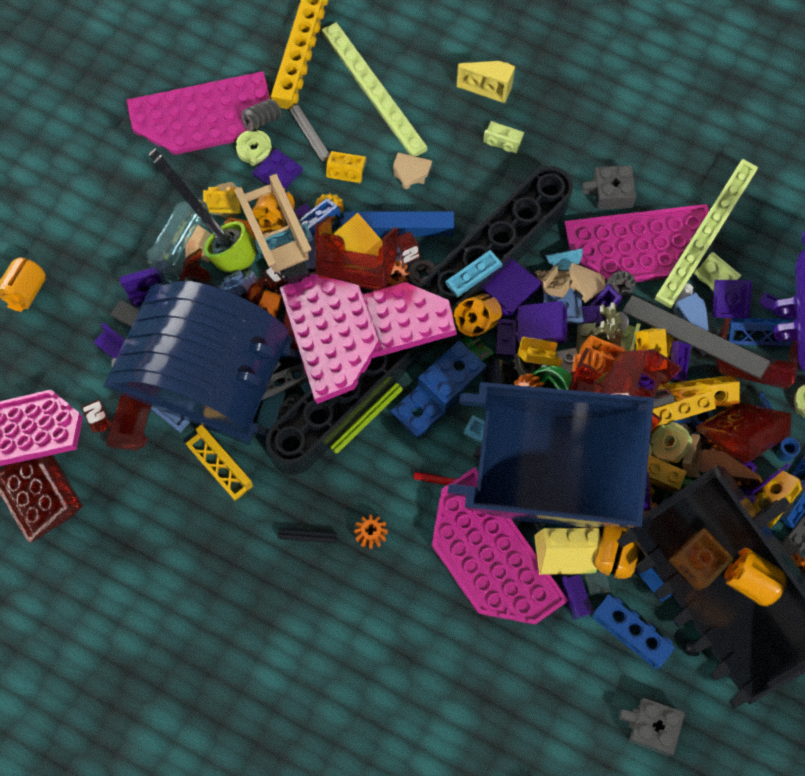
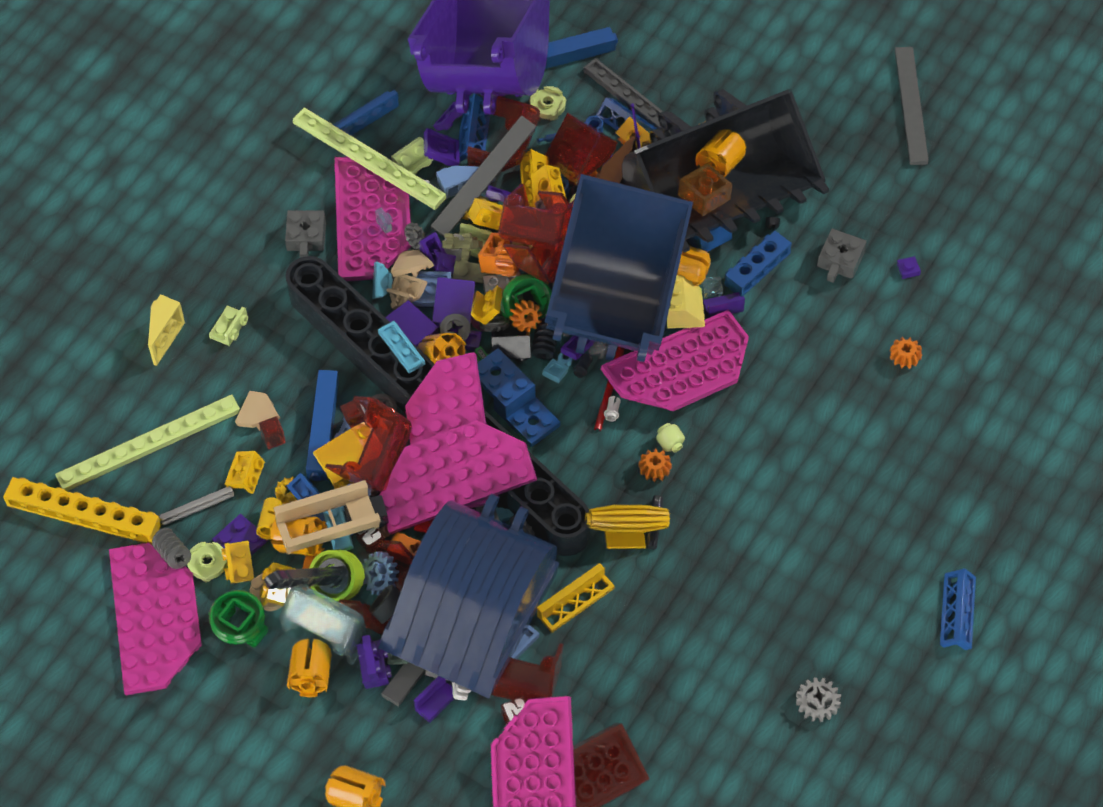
camera: 85 degrees left, 10 degrees down
(104, 716) = (825, 694): none -> light grey gear
(139, 234) = (309, 667): none -> light orange cylinder
(197, 161) = (253, 627): none -> green piece
(248, 168) = (238, 561): none -> yellow bracket
(294, 502) = (626, 524): none -> yellow plate
(298, 189) = (267, 517): none -> yellow pin
(386, 182) = (272, 432): none -> clear red brick
(403, 545) = (670, 437): none -> yellowish green head
(434, 486) = (611, 413): none -> white pin
(502, 326) = (460, 321): none -> dark grey gear
(633, 251) = (384, 220): none -> clear light blue plate
(765, 228) = (368, 113): none -> blue fence

